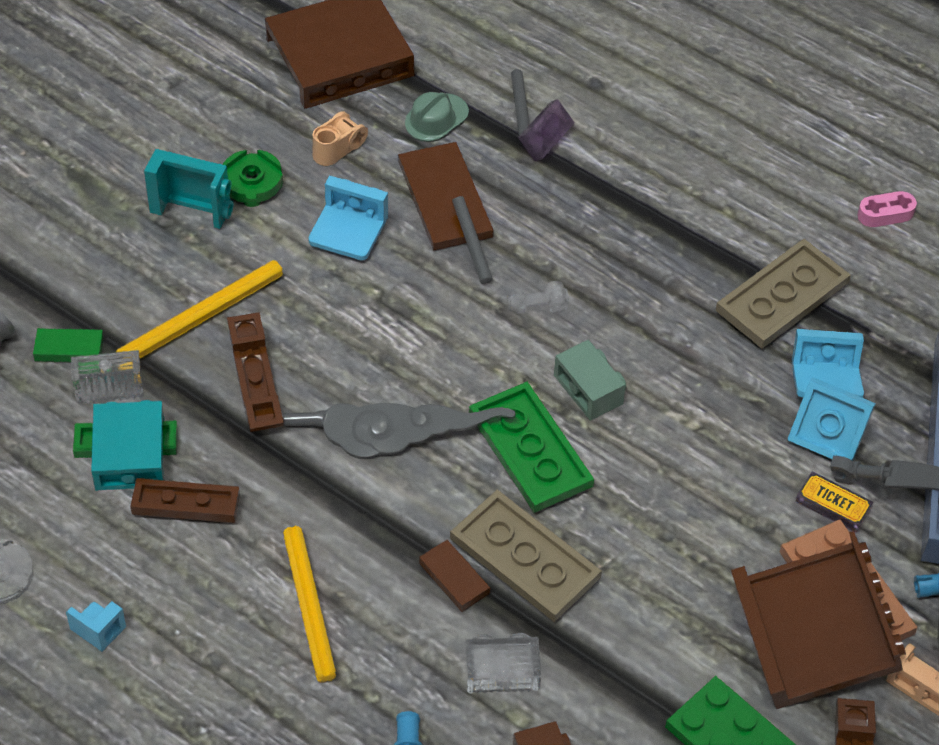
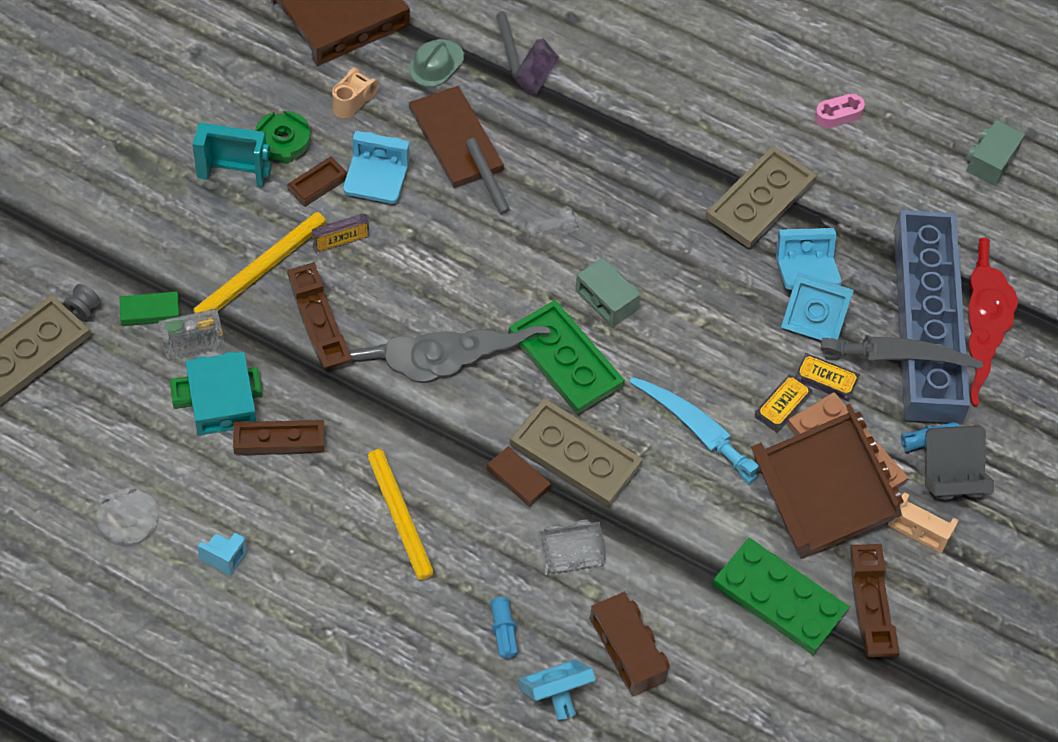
camera: 10 degrees left, 5 degrees up
(281, 228) = (317, 181): none -> reddish brown tile
(296, 285) = (340, 233): none -> tile
(681, 544) = (703, 427): none -> medium azure sword
(778, 526) = (783, 403): none -> tile

